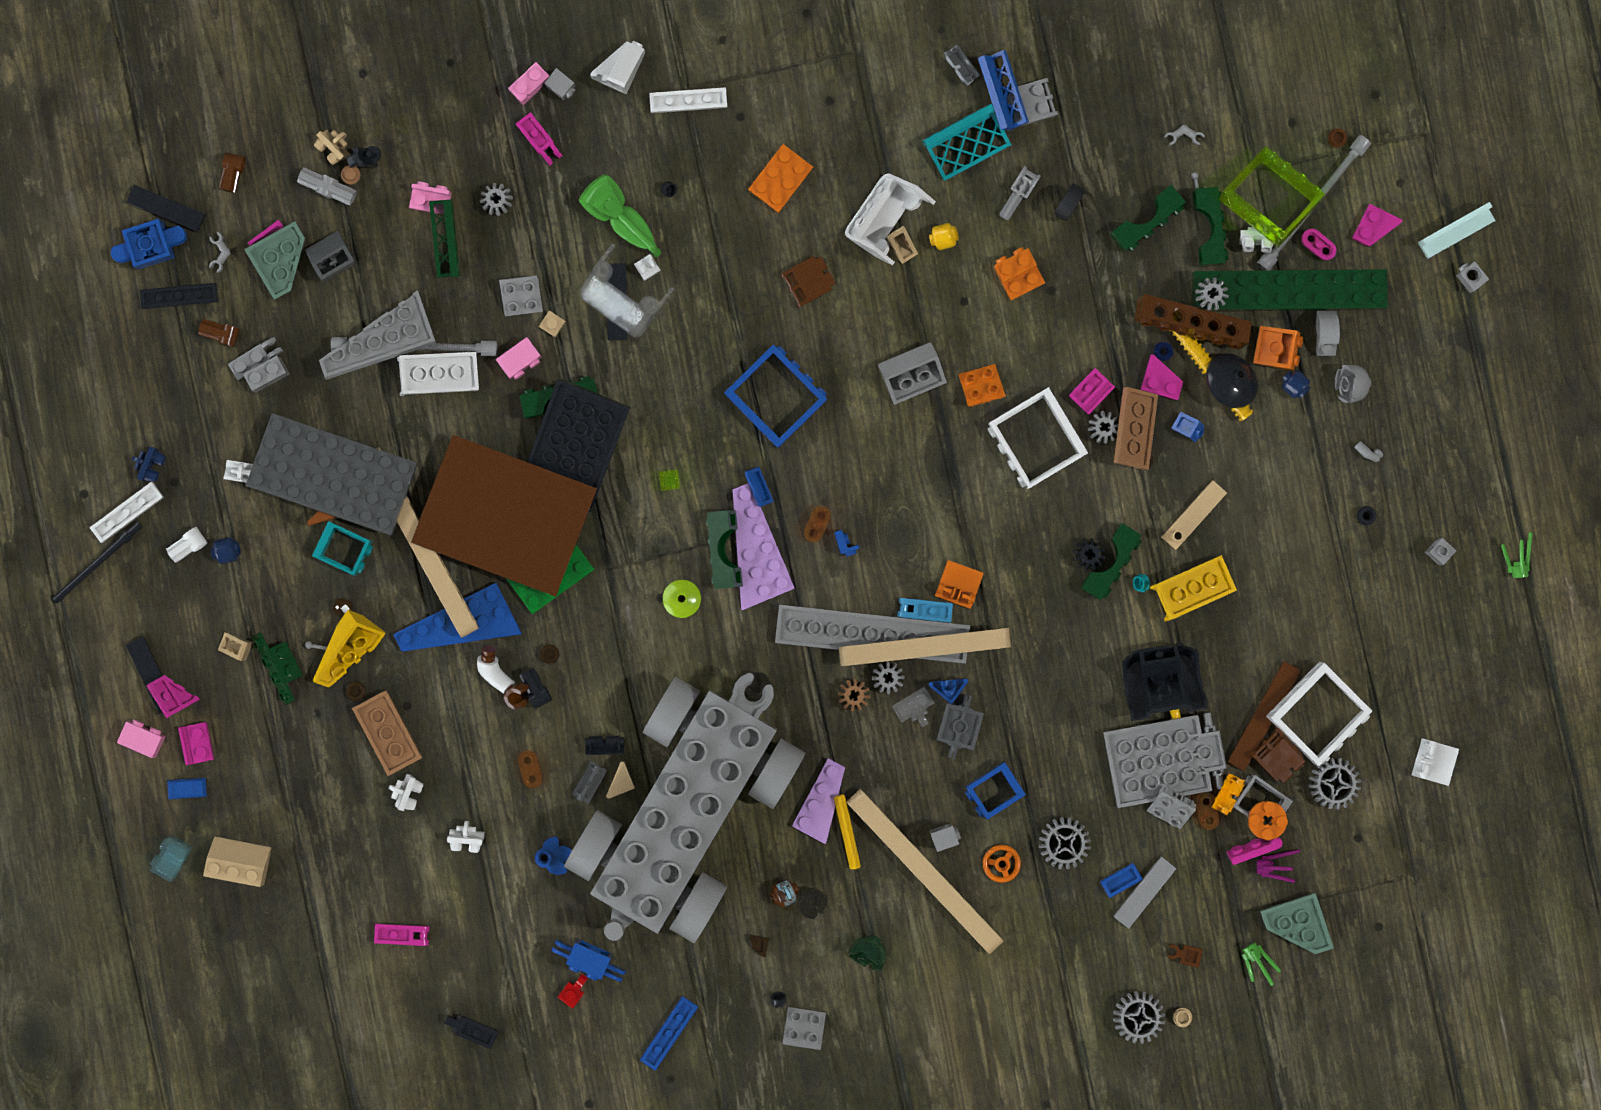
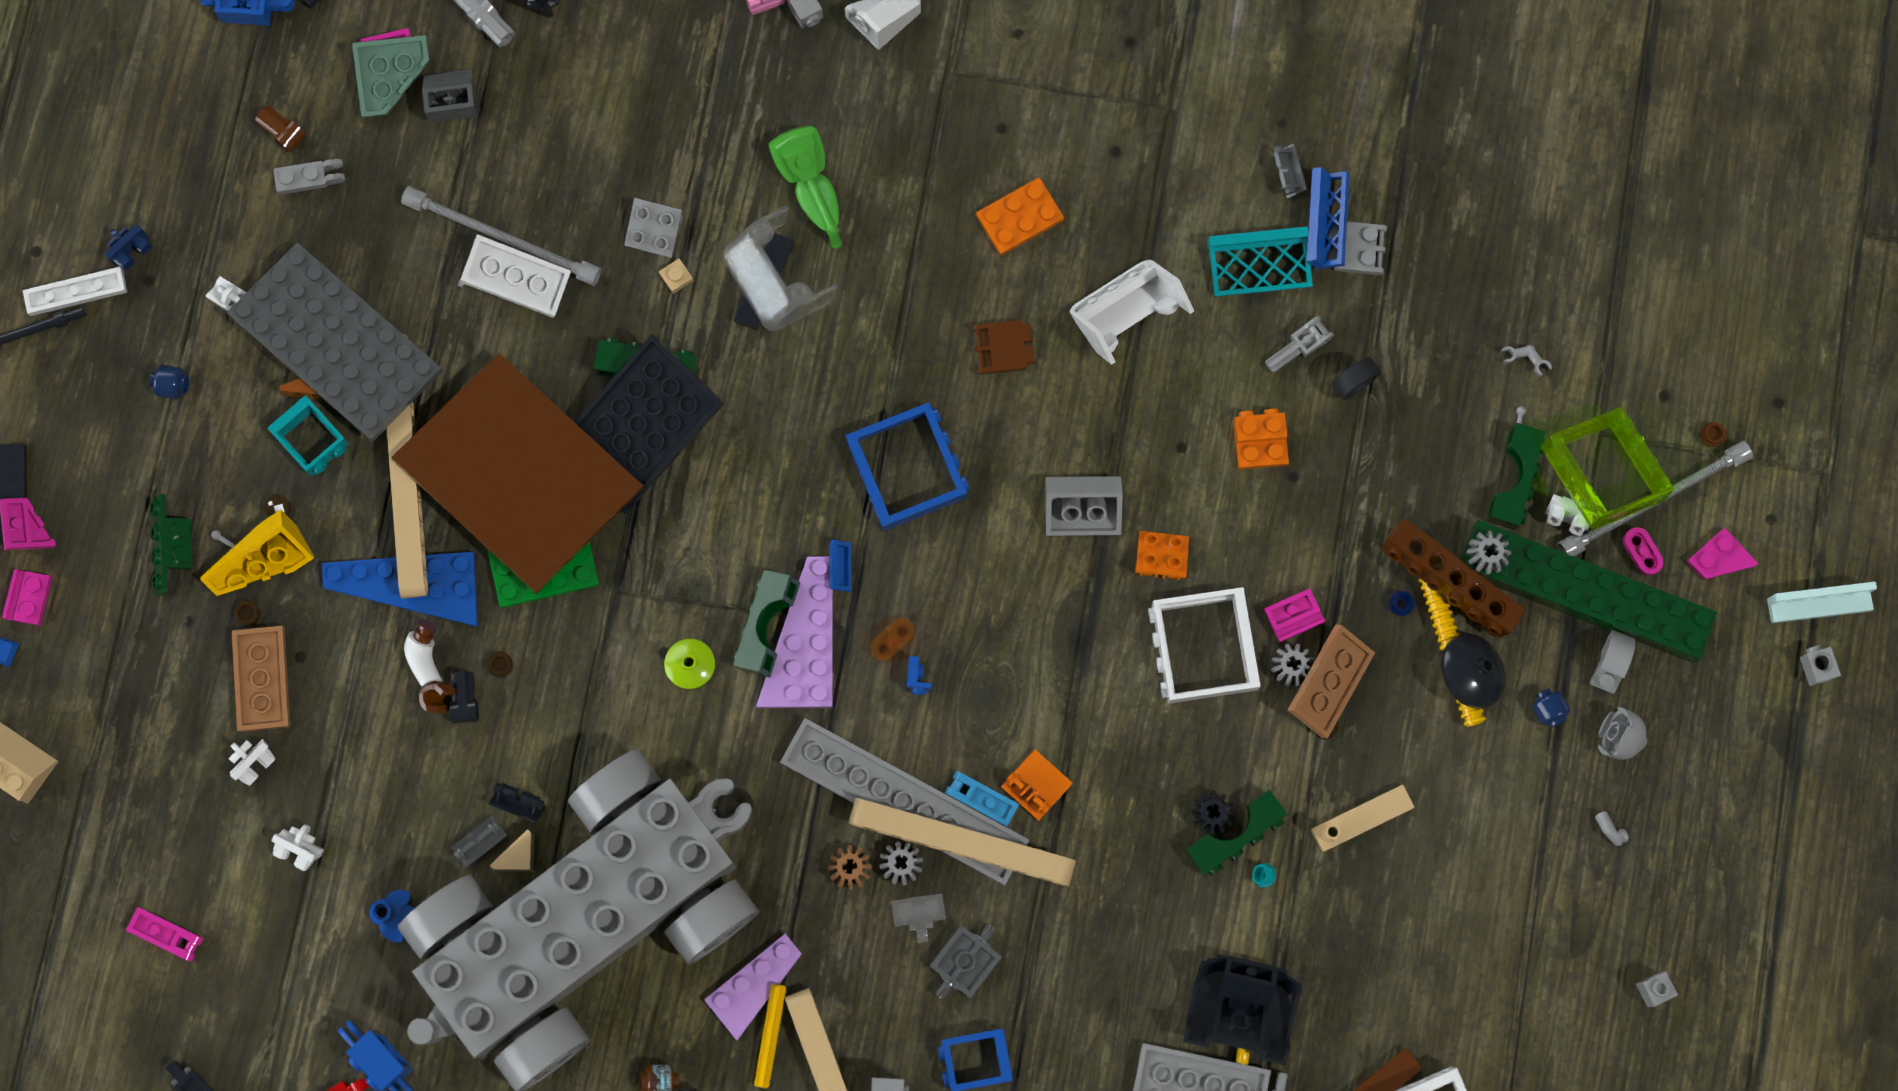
camera: 20 degrees right, 10 degrees down
(179, 296) = (254, 70): black tile -> none
(191, 542) = (133, 356): white piece -> none
(225, 252) = (328, 44): light grey arm -> none
(235, 646) = (128, 501): tan slope -> none
(266, 374) = (312, 197): light grey brick -> none
(350, 175) = (516, 12): medium nougat plate -> none
(387, 337) = (482, 209): light grey wing -> none
(423, 194) = (596, 75): bright pink bracket -> none
(451, 238) = (599, 127): dark green fence -> none
(501, 194) = (673, 115): light grey gear -> none
(519, 359) = (618, 299): bright pink brick -> none
(530, 769) = (416, 795): clear orange plate -> none
(537, 136) = (753, 55): dark pink hinge -> none
(647, 267) = (817, 255): white tile -> none
(668, 189) = (881, 179): black hinge -> none
(669, 480) = (735, 514): clear neon green plate -> none
(688, 100) = (948, 84): white plate -> none
(902, 244) = (1133, 348): tan slope -> none
(944, 236) = (1188, 359): yellow head -> none
(949, 688) = (970, 908): blue slope -> none
(1129, 234) = (1414, 446): dark green arch -> none
(1161, 380) = (1386, 637): dark pink wing -> none
(1188, 427) = (1397, 707): bracket -> none
(1194, 588) = (1328, 907): yellow plate -> none
(1278, 348) = (1545, 655): orange plate -> none
(1372, 515) = (1586, 907): black plate -> none
(1520, 567) = (1753, 1053): bright green plant -> none

